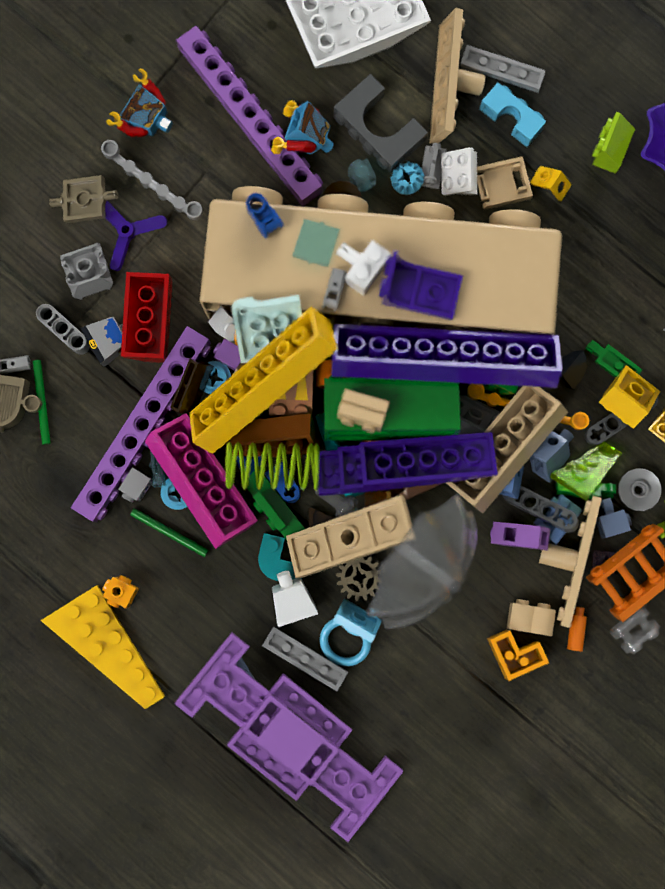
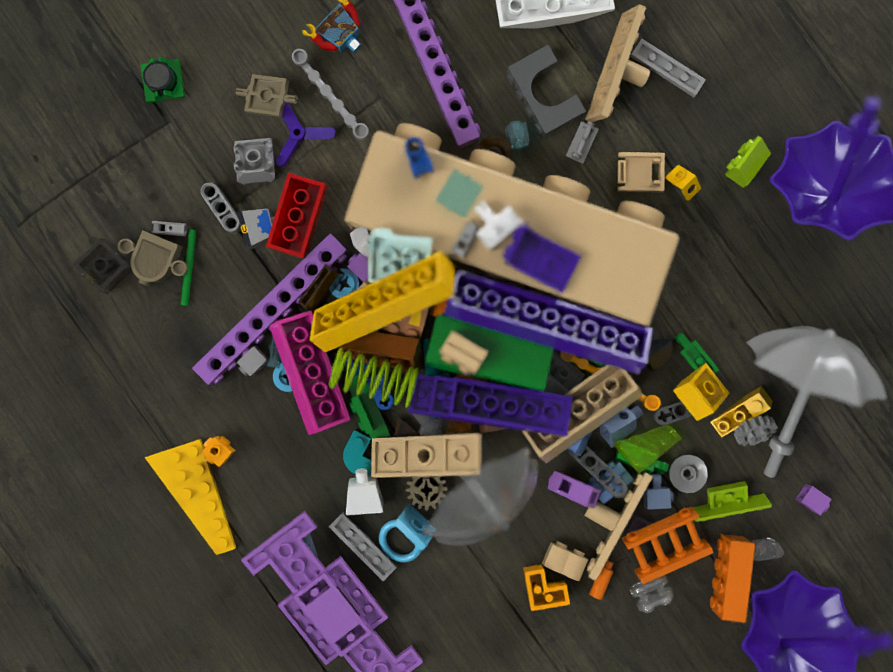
camera: 15 degrees right, 5 degrees up
(169, 532) = (273, 409): green bar -> none
(305, 132) = (477, 83): torso -> none
(416, 178) = (565, 150): medium azure gear -> none
(459, 172) = (604, 153): white bracket -> none
(502, 101) = (659, 98): medium azure arch -> none

